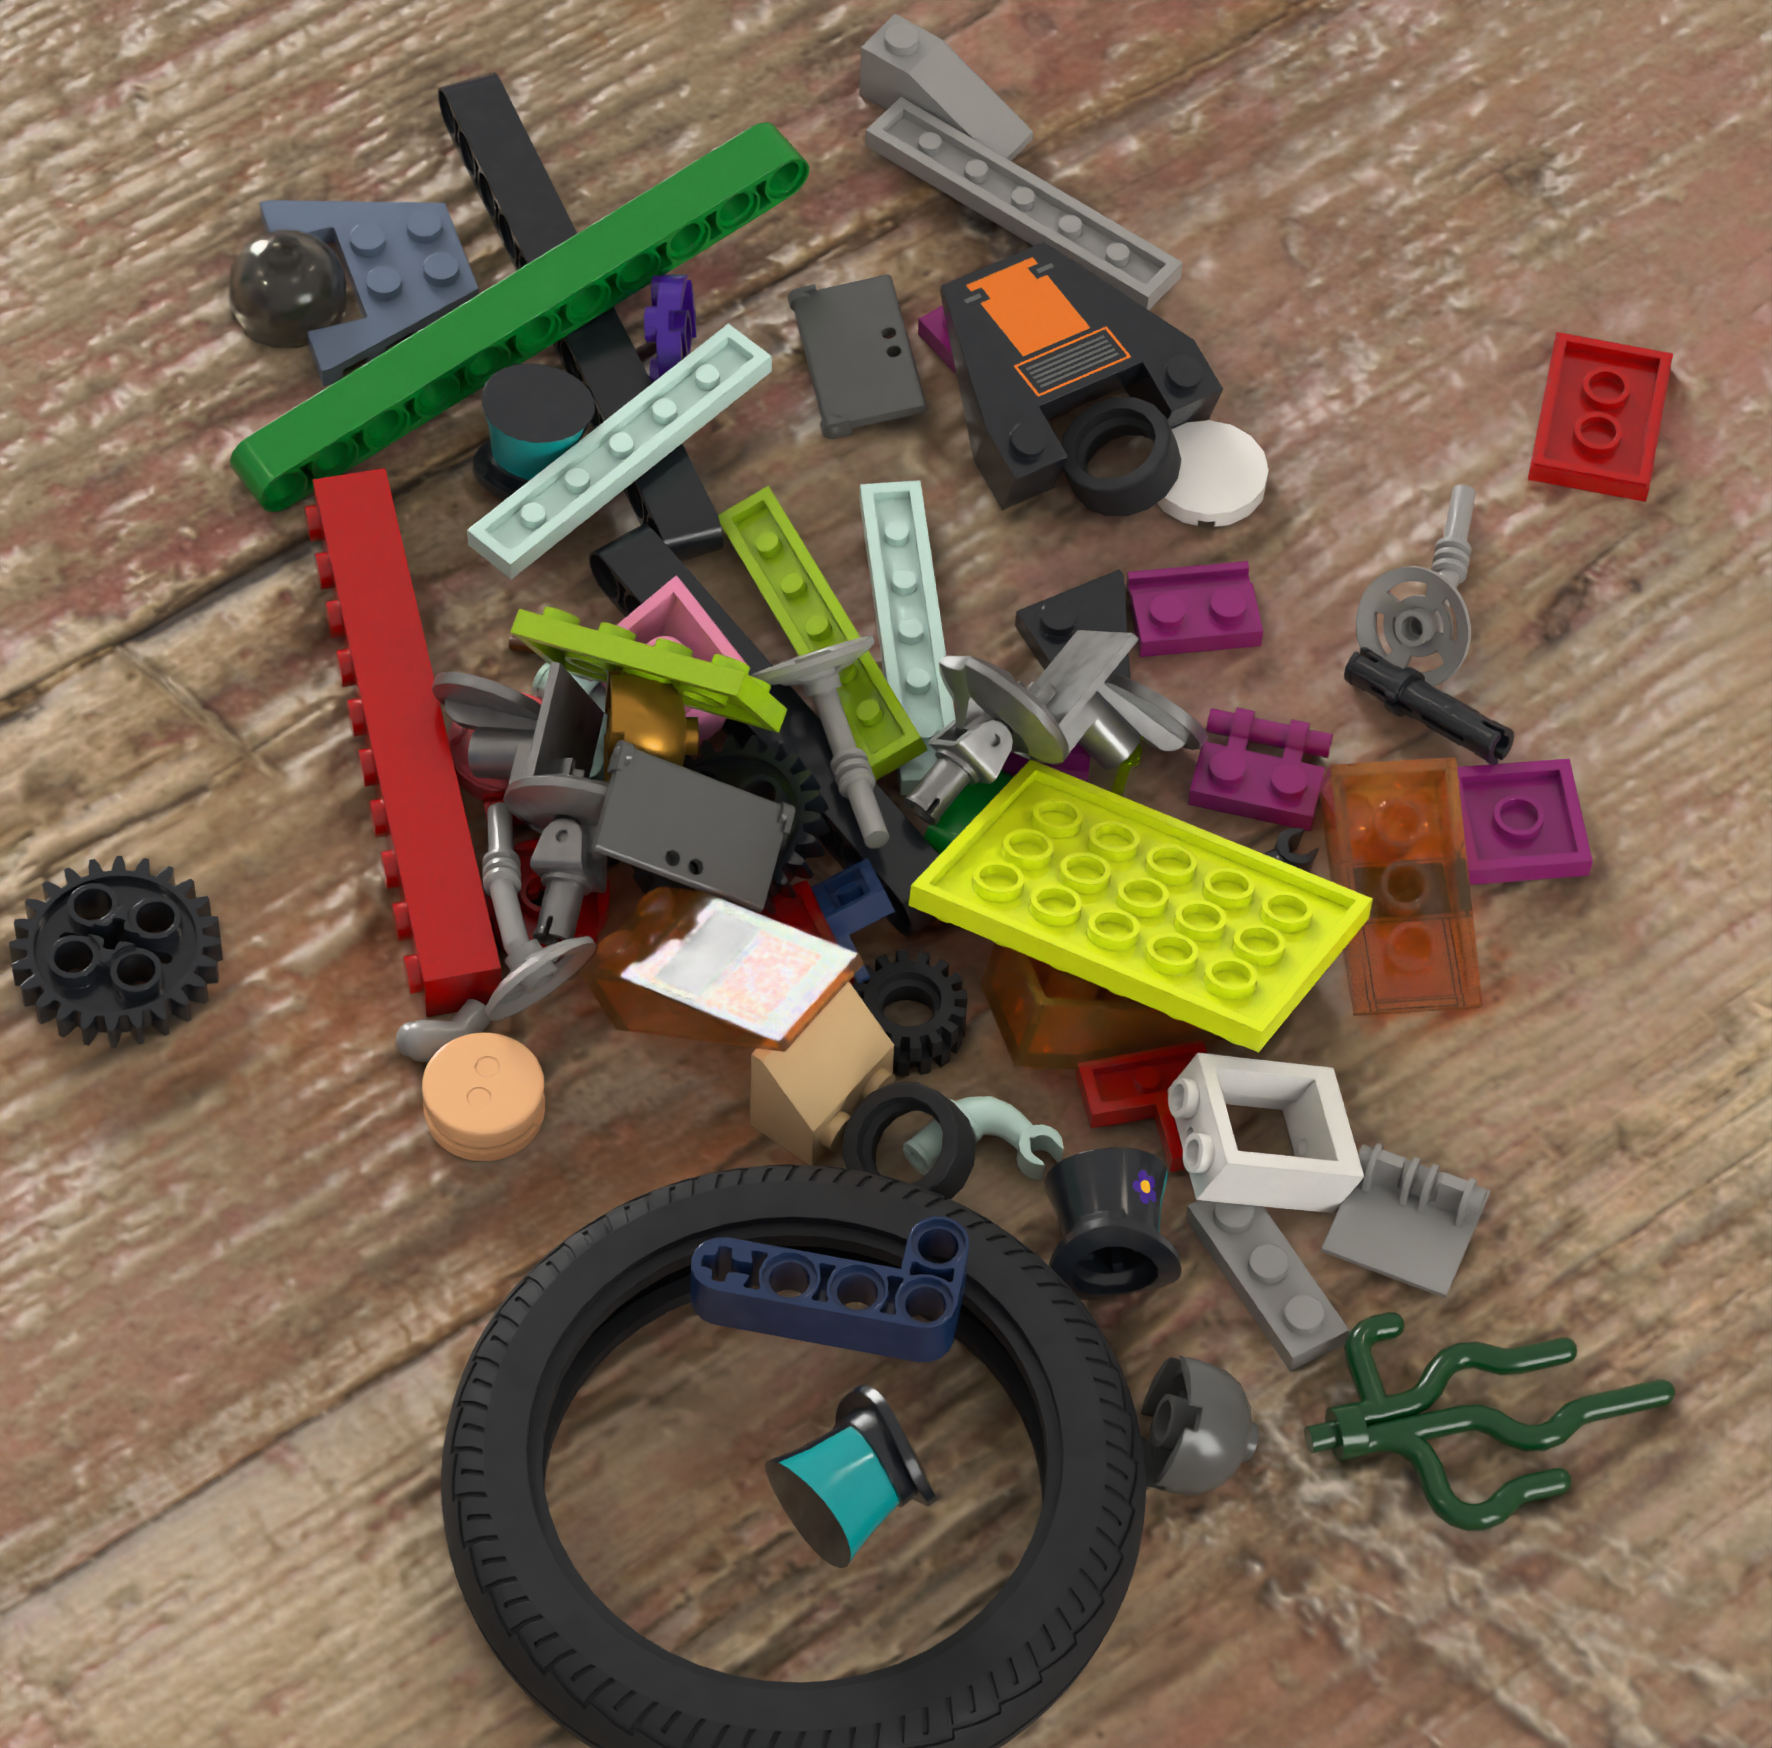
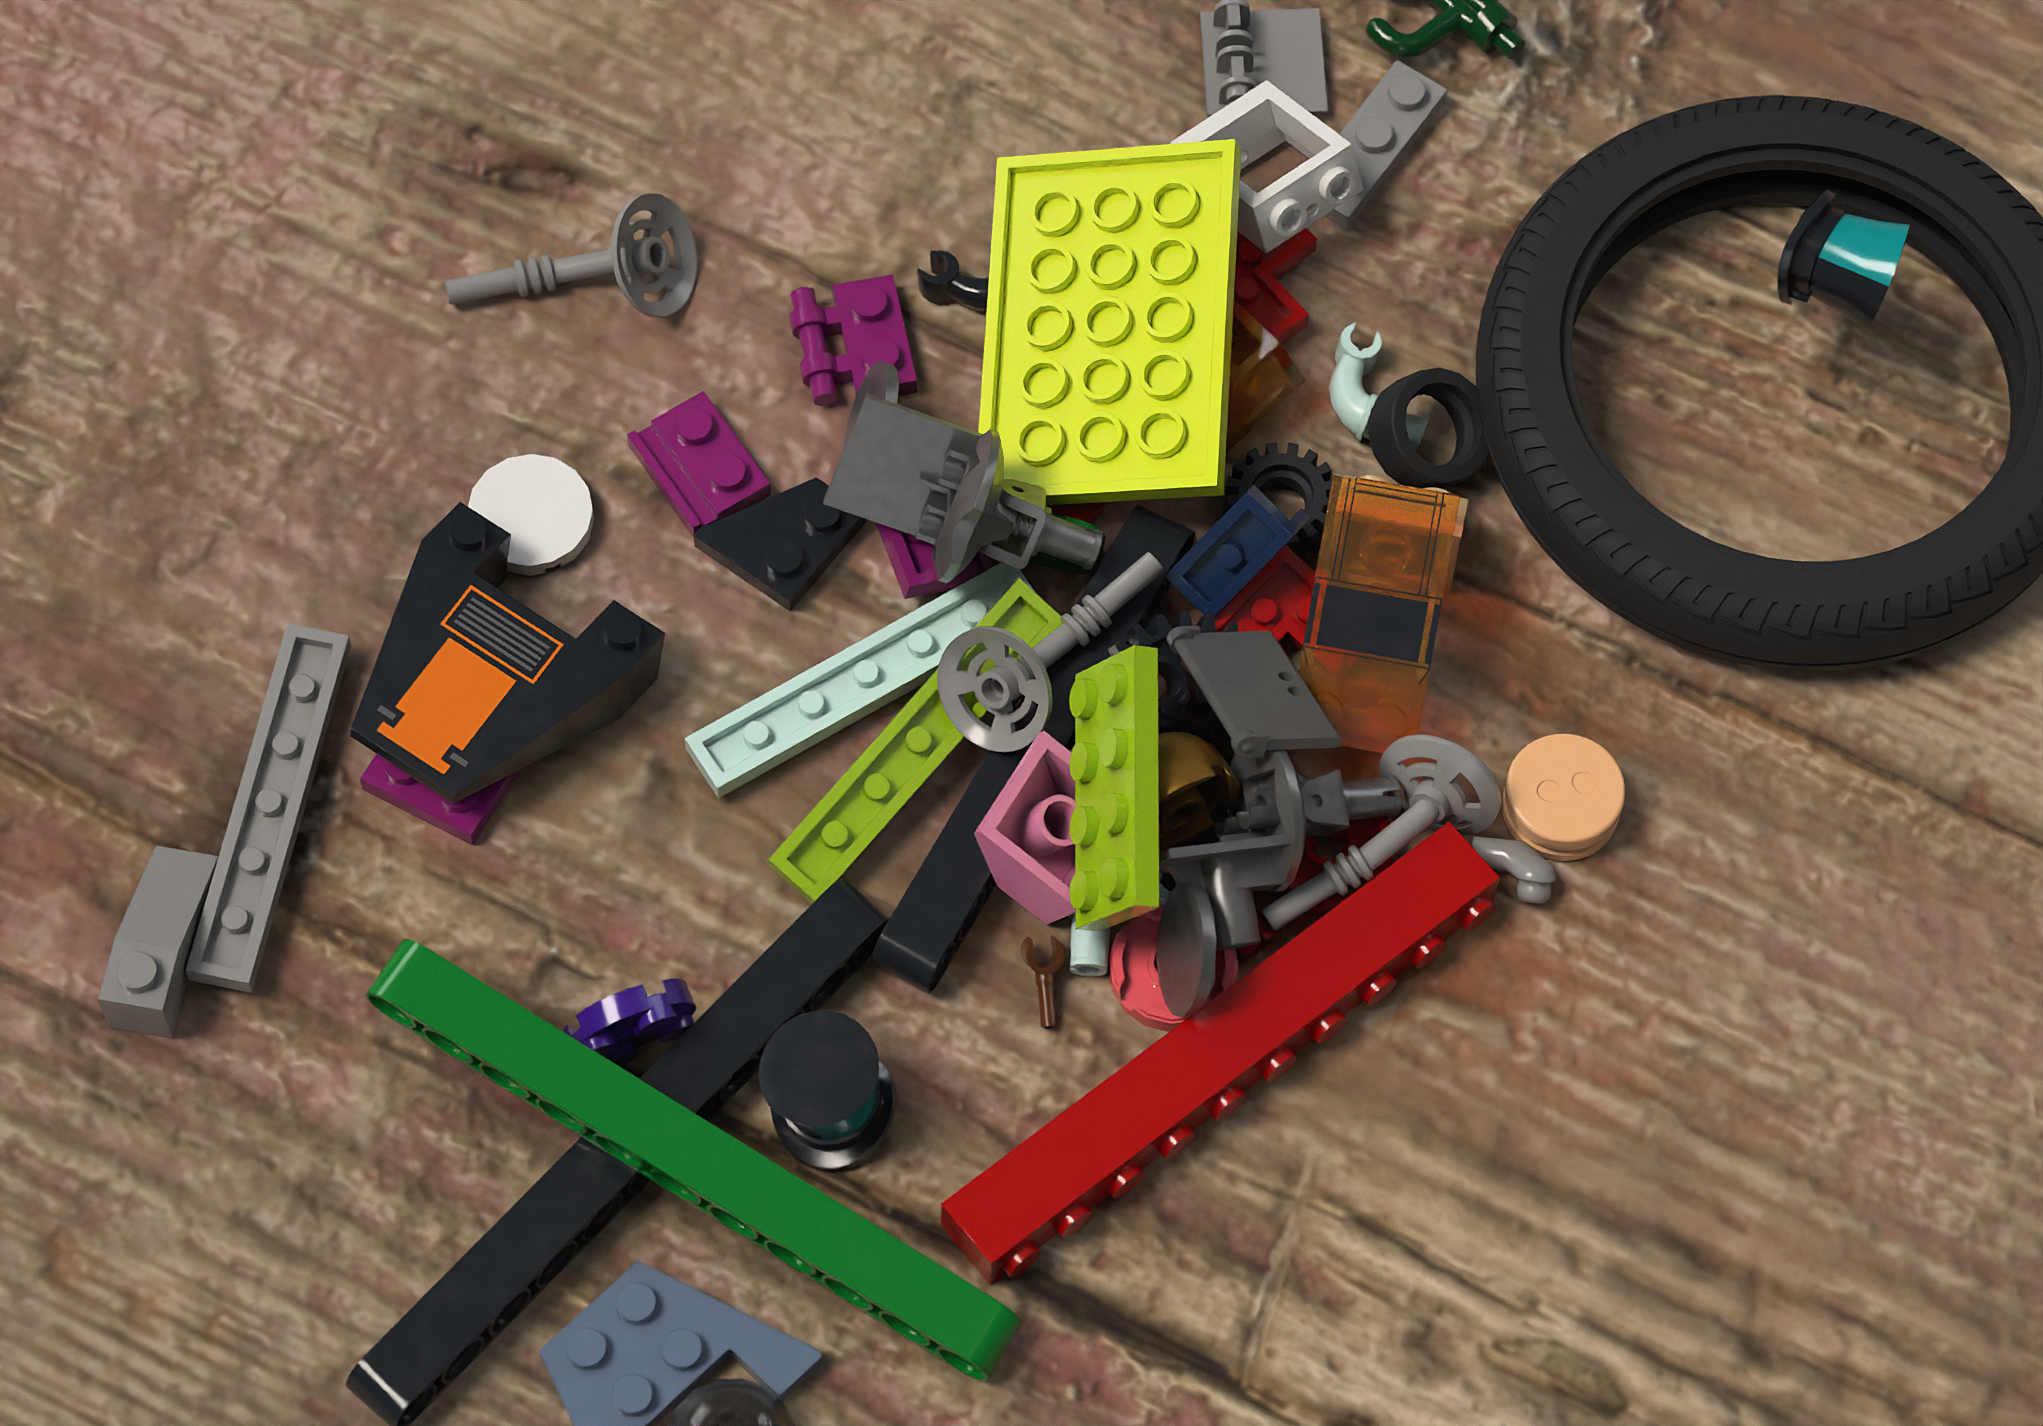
camera: 115 degrees left, 10 degrees up
(116, 951) = (1540, 1187): black gear -> none
(619, 451) = (809, 979): light aqua plate -> none
(728, 1267) = (1661, 368): dark blue beam -> none
(851, 364) = (541, 883): dark grey door -> none
(1111, 1223) = (1422, 245): black hat -> none
(1132, 491) = (578, 528): black tyre -> none
(1197, 1427) = (1567, 116): dark grey cylinder -> none
(1402, 841) = (916, 179): clear orange slope -> none
(1409, 694) = (718, 245): black pin -> none
(1523, 822) = (810, 118): magenta plate -> none
(1600, 417) = (287, 220): red tile -> none

